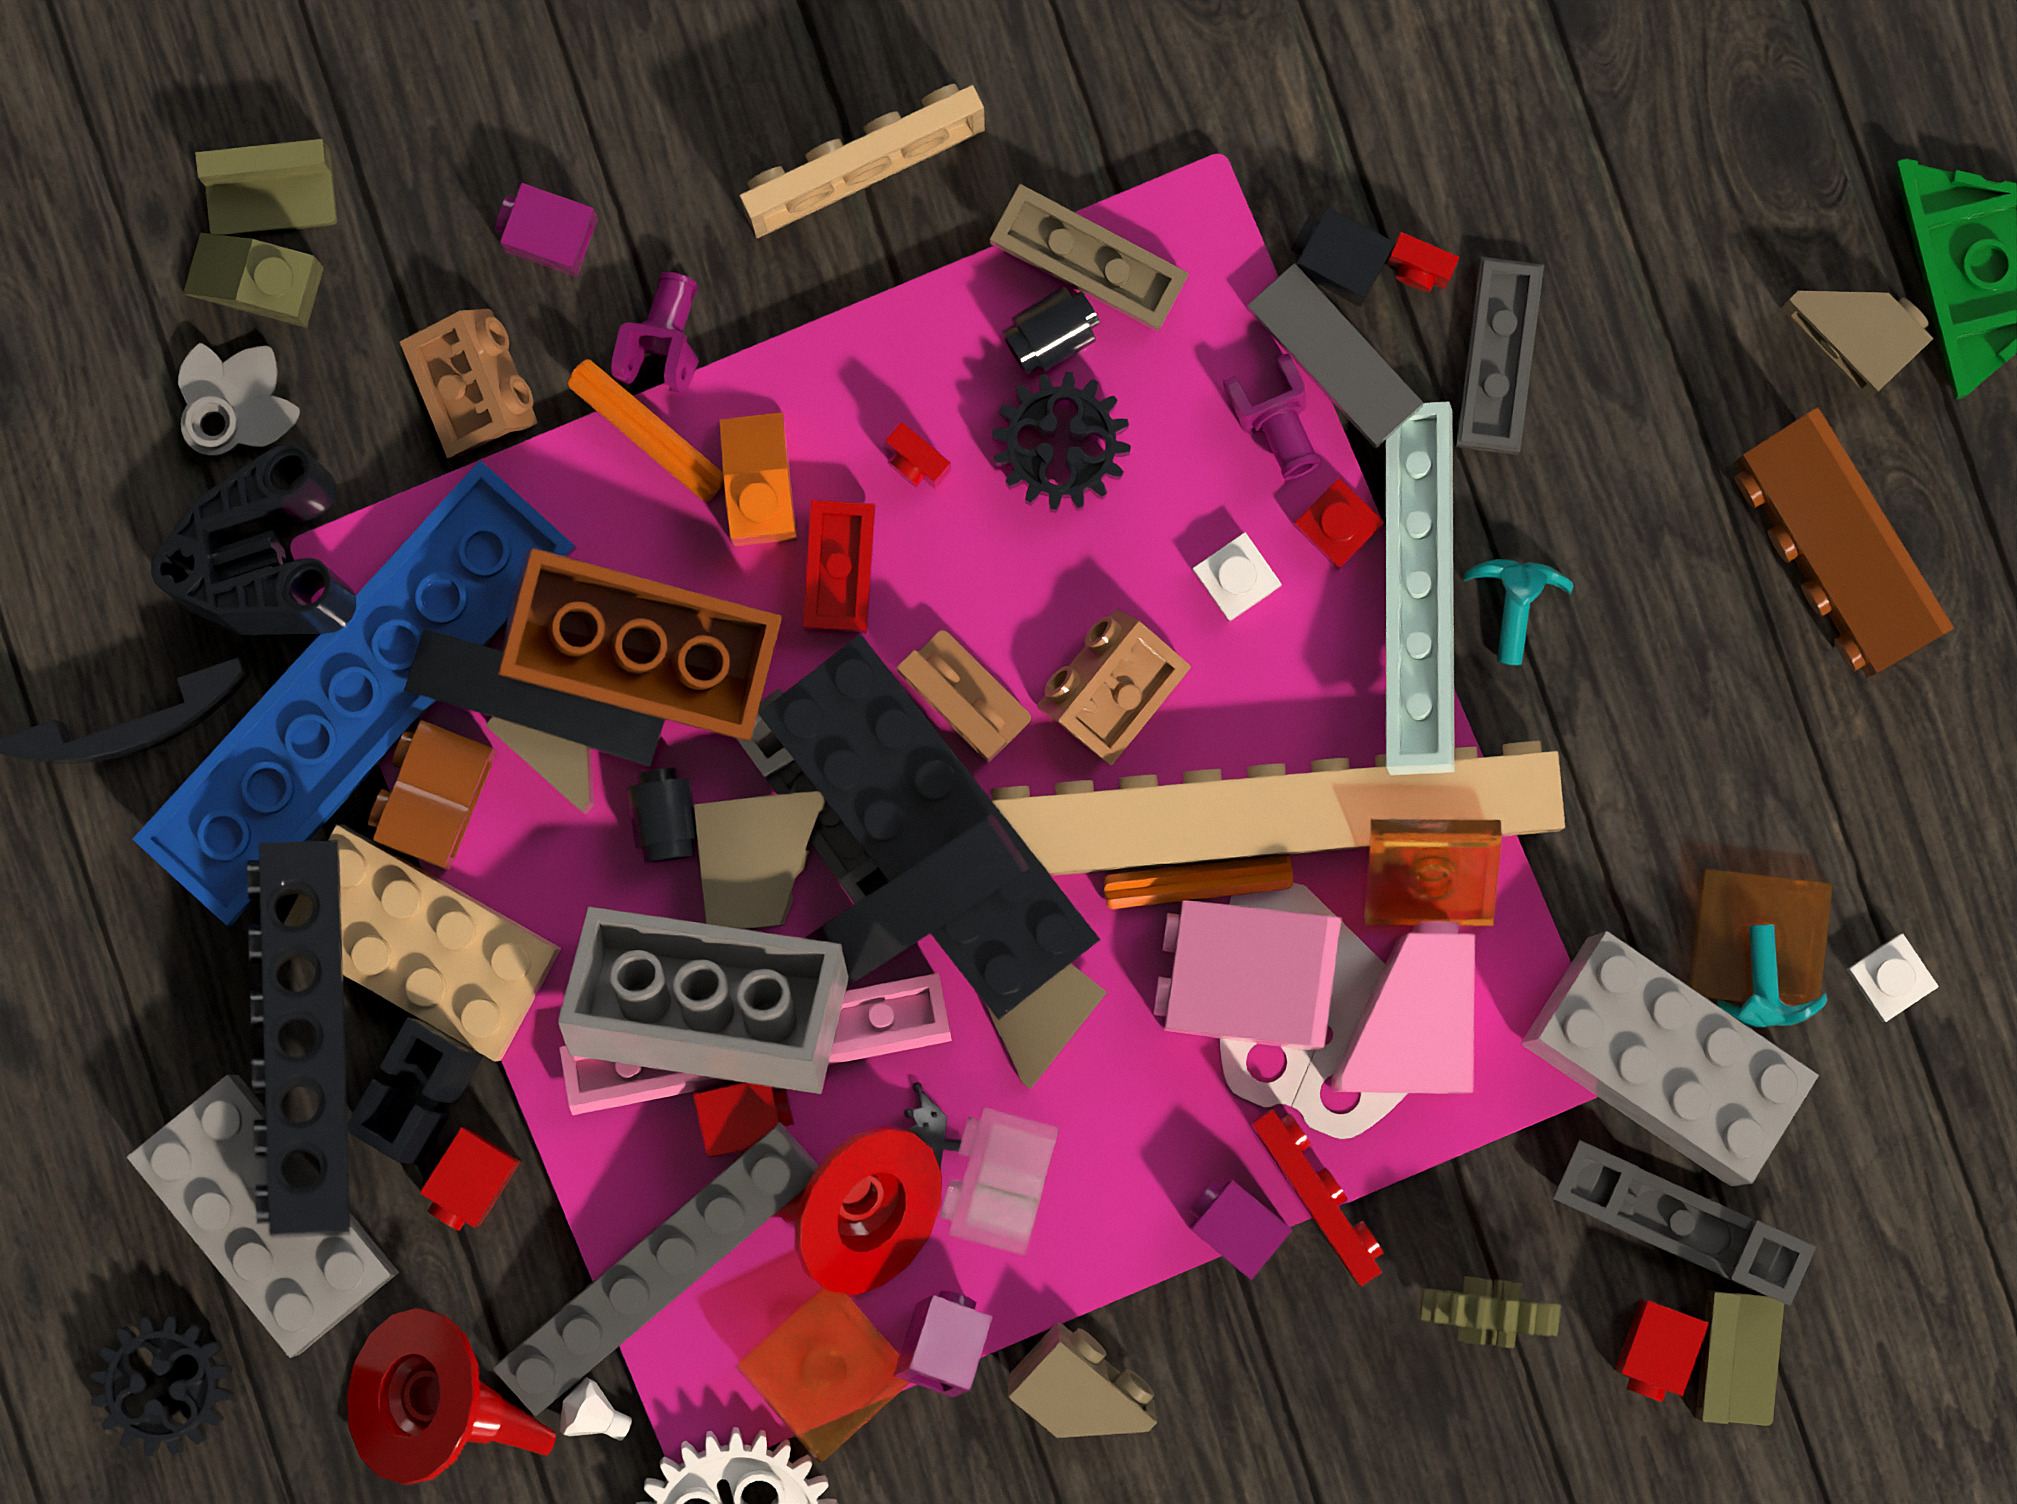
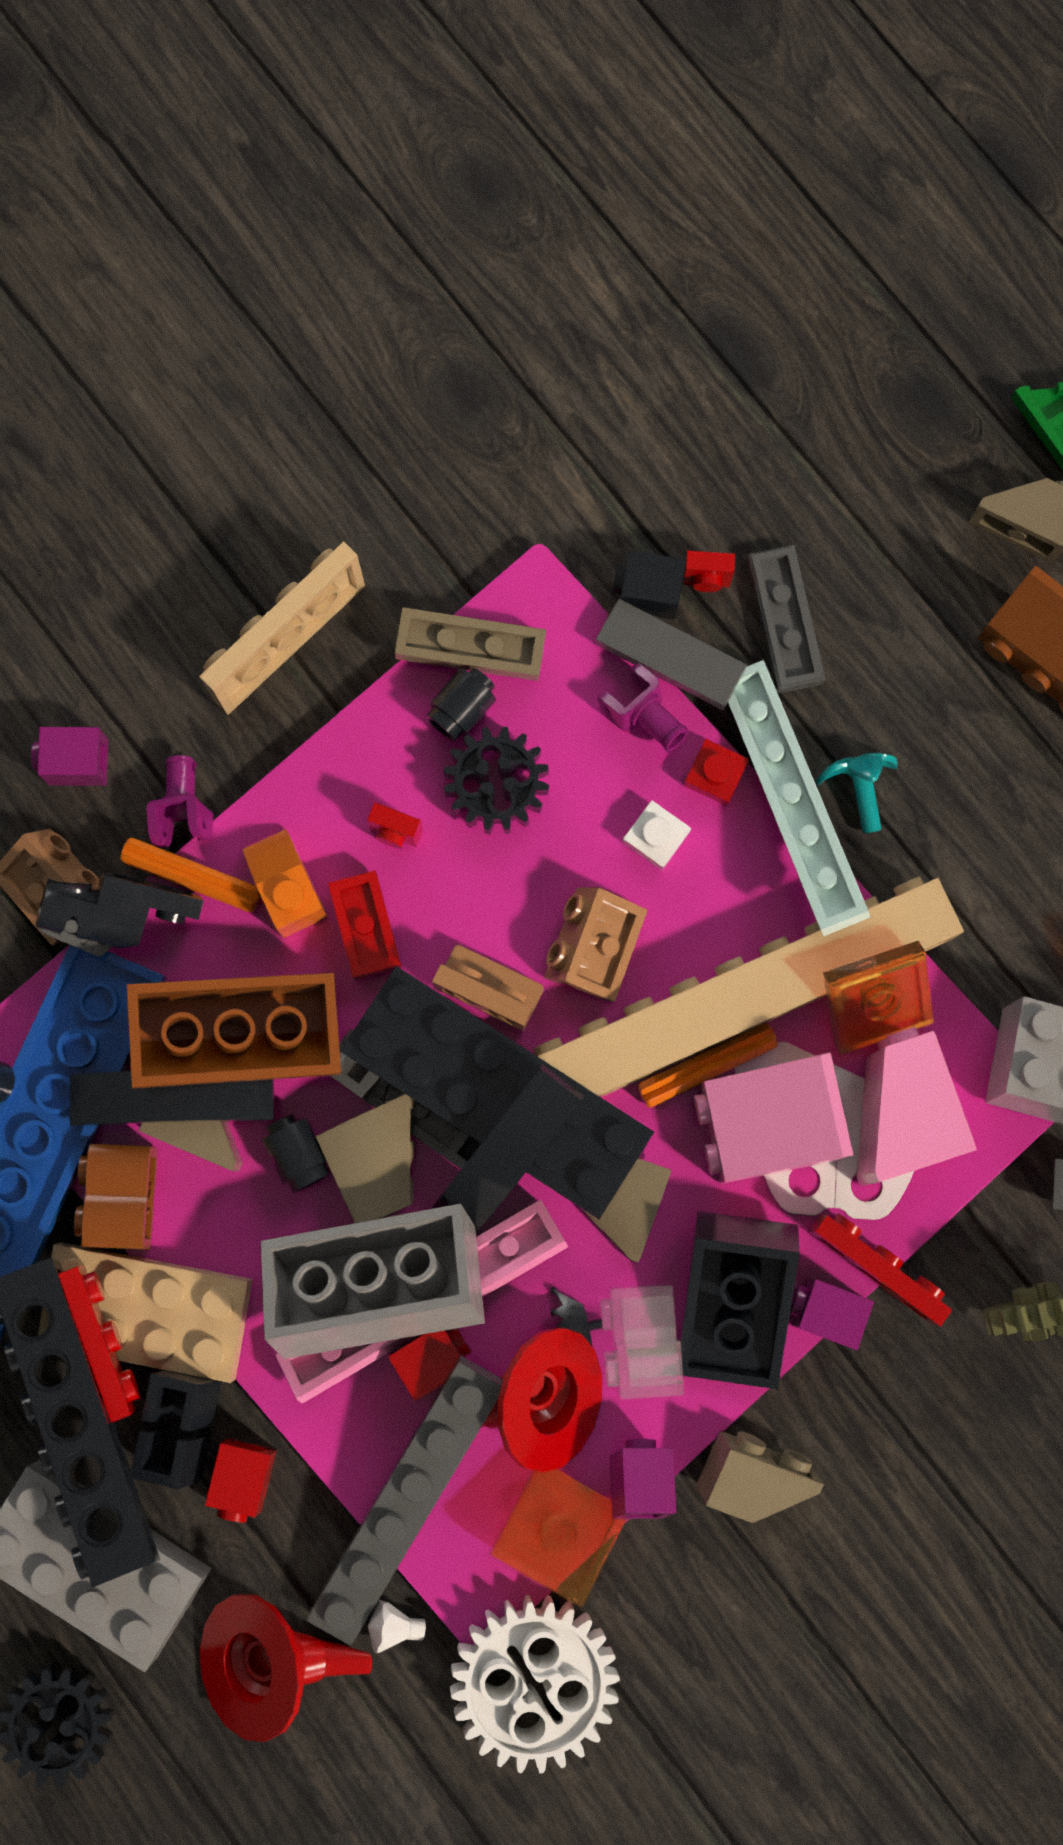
camera: 20 degrees left, 5 degrees down
(360, 958) = (100, 1341): none -> red plate
(538, 448) = (111, 914): none -> black plate
(1132, 1173) = (738, 1299): none -> black slope

